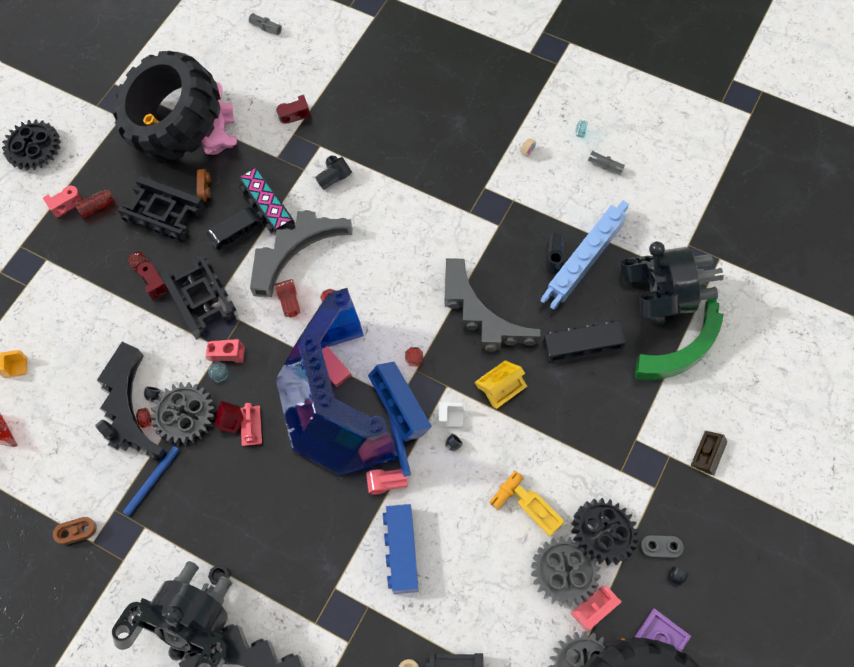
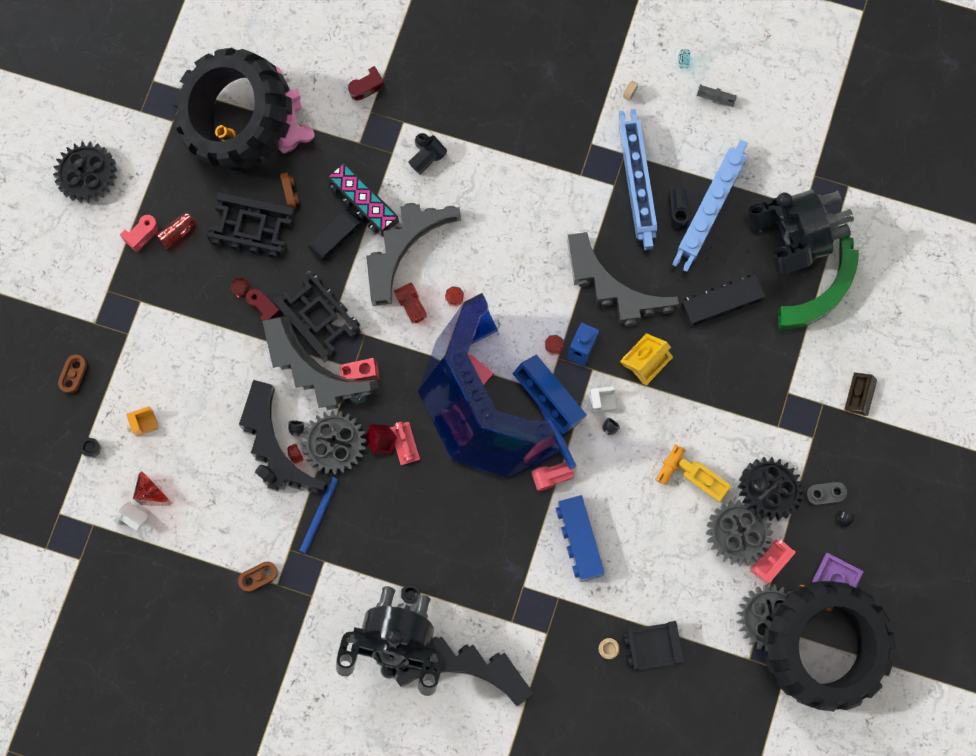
camera: 10 degrees left, 10 degrees up
(162, 323) = (307, 373): none -> dark grey arch
(443, 357) = (583, 343): none -> blue torso
(521, 222) = (638, 179): none -> light blue hinge

